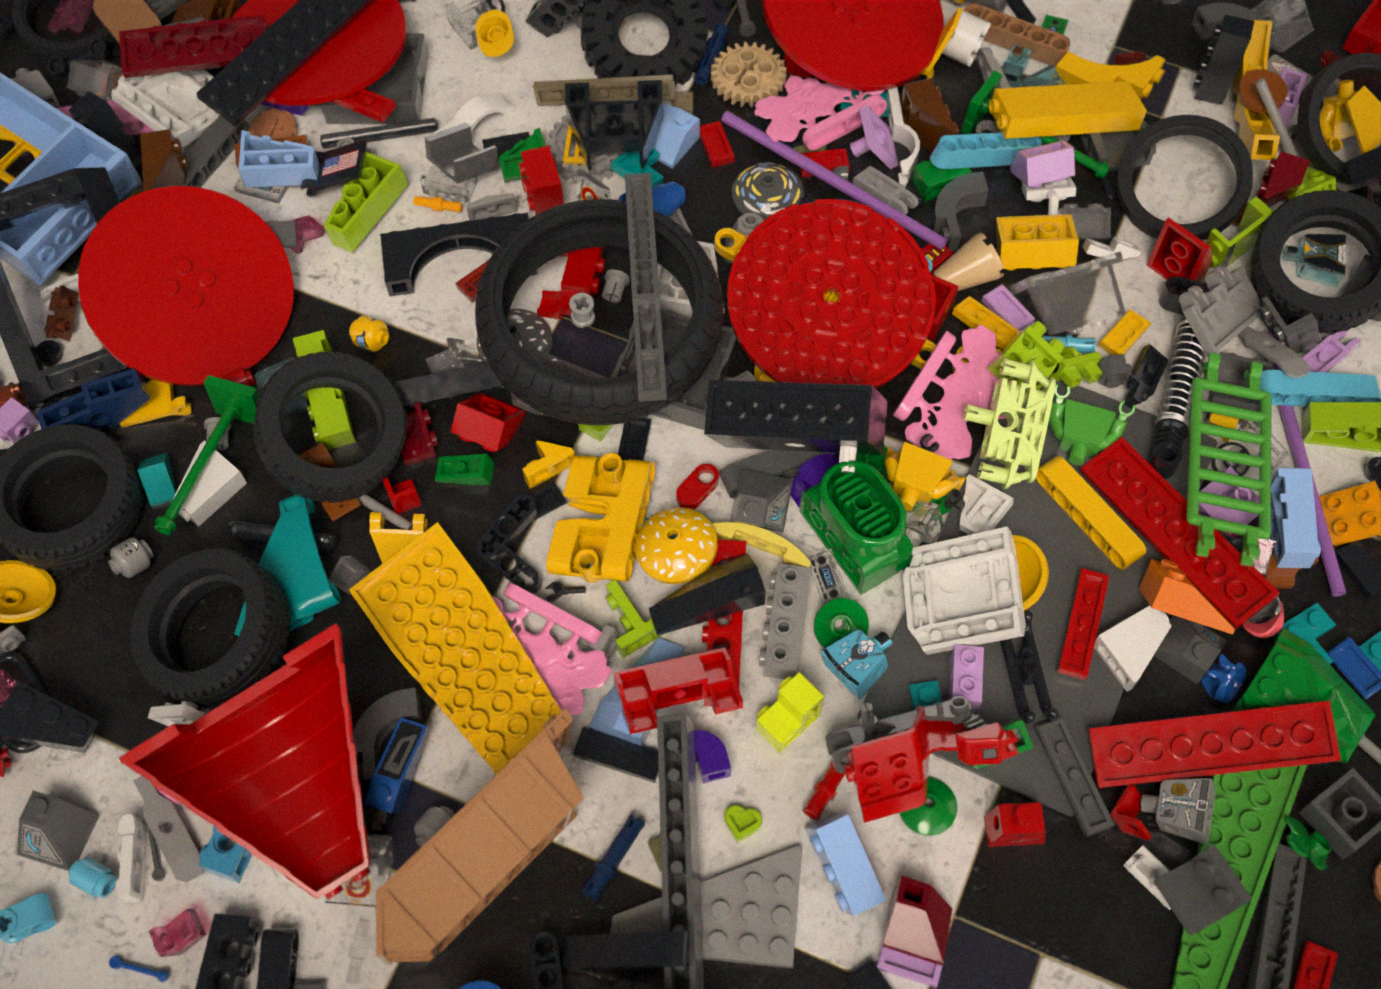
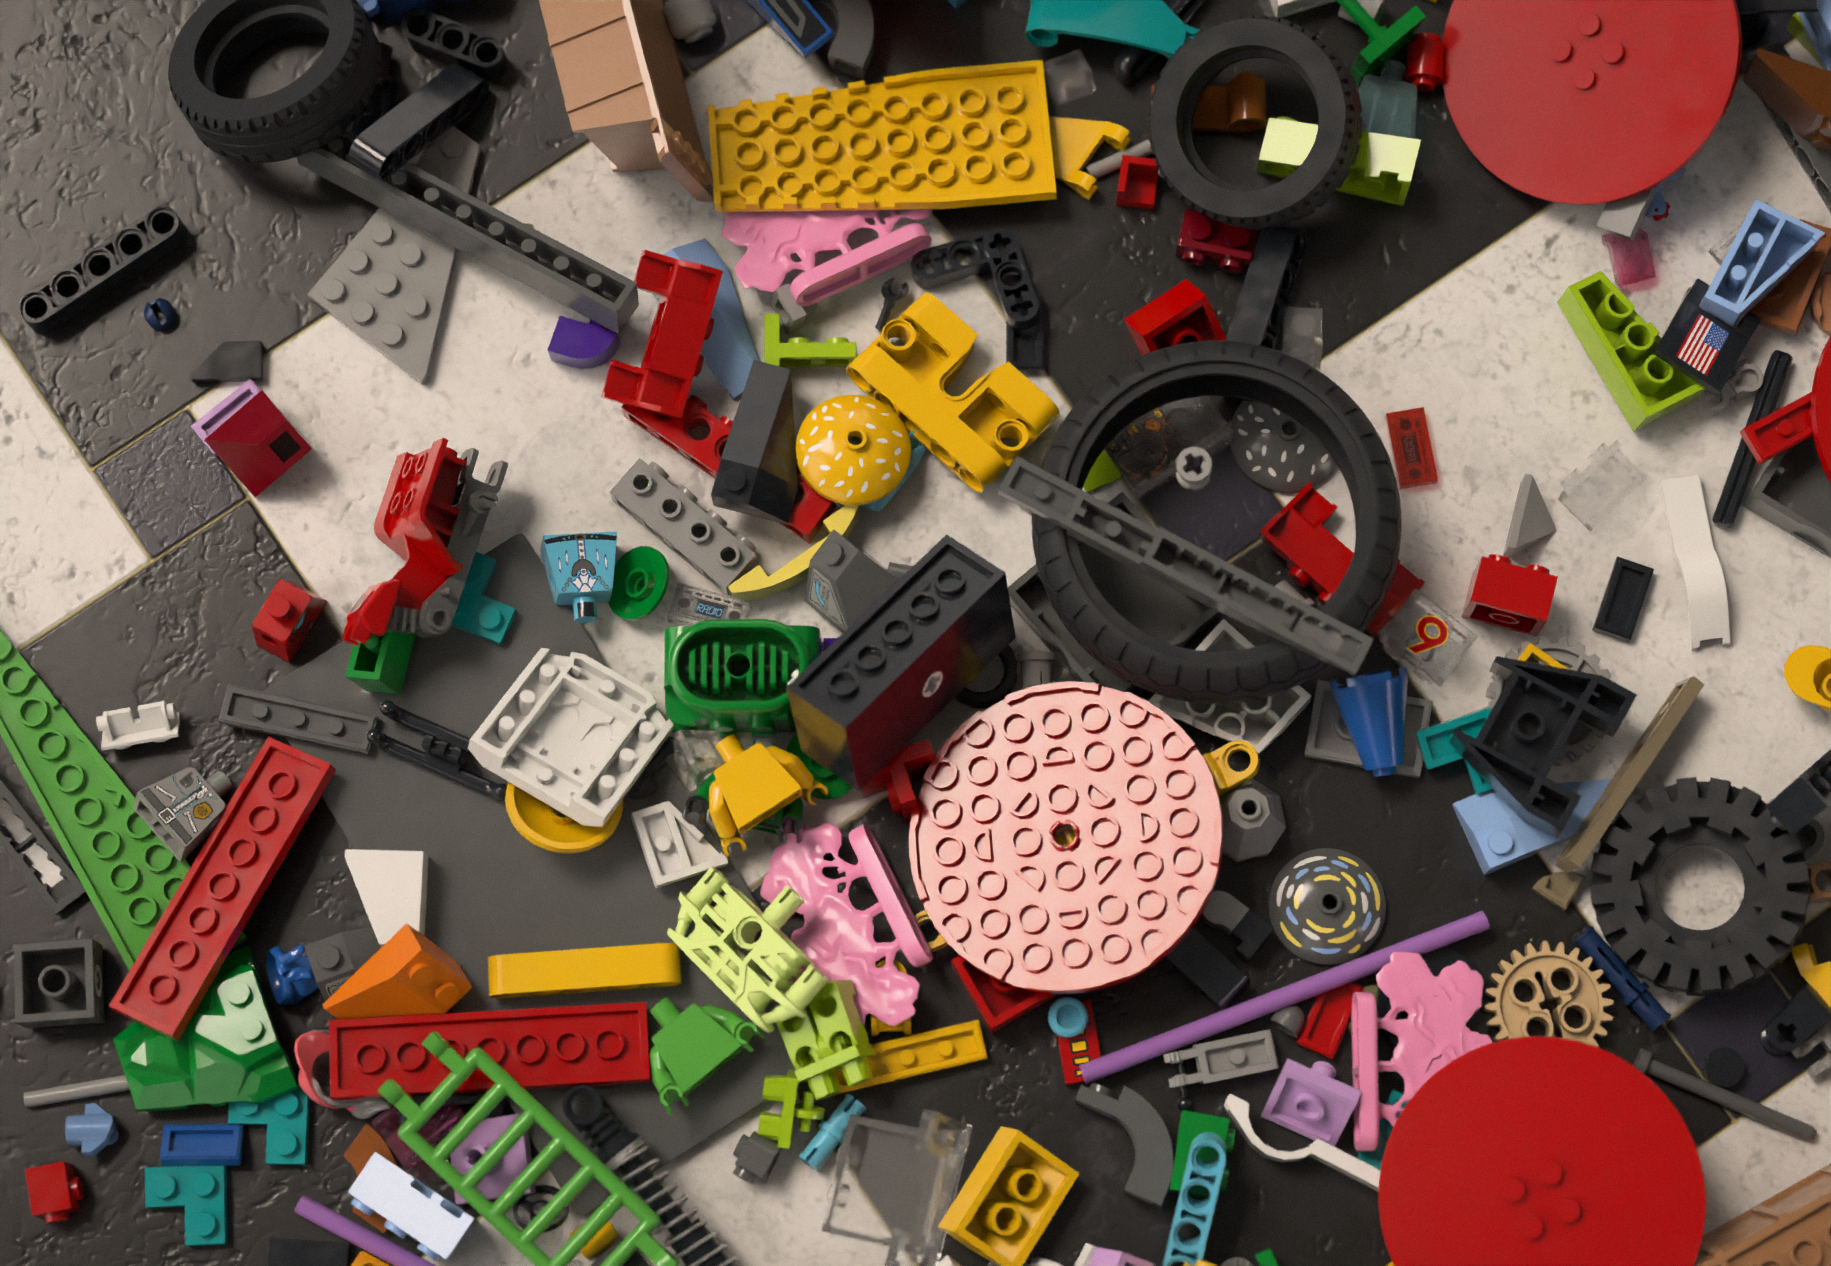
camera: 125 degrees right, 15 degrees up
(369, 333) = (1403, 257): yellow head -> none
(411, 250) = (1507, 367): black arch -> none
(438, 204) = (1574, 453): light orange bar -> none
(457, 156) = (1629, 516): dark grey panel -> none
(465, 469) = (1129, 276): green slope -> none
(511, 158) = (1579, 606): green wing -> none
(552, 462) = (1073, 382): yellow slope -> none
(612, 858) = (533, 167): dark blue pin -> none
(617, 755) = (671, 231): black tile -> none
(693, 491) = (924, 525): red piece -> none
(716, 144) = (1454, 887): red tile -> none
(742, 822) = (491, 338): lime tile -> none
(792, 714) = (568, 456): neon yellow brick -> none
(824, 792) = (462, 439): red pin -> none
(845, 863) = (372, 407): light blue wedge -> none
(926, 113) = (1308, 1193): reddish brown slope -> none
(936, 819) = (360, 561): green dish -> none
(966, 674) = (475, 669): lavender brick -> none
(971, 264) = (1023, 1079): tan cone -> none
(1008, 307) = (945, 1095): lavender tile -> none
(1083, 624) = (456, 858): red plate -> none
(1125, 333) = (800, 1219): yellow plate -> none
(1126, 811) = (225, 748): red bracket -> none
(1145, 376) = (722, 1192): black hinge -> none
(1202, 890) = (88, 745): dark grey bracket -> none
(1308, 844) = (60, 913): green plate -> none

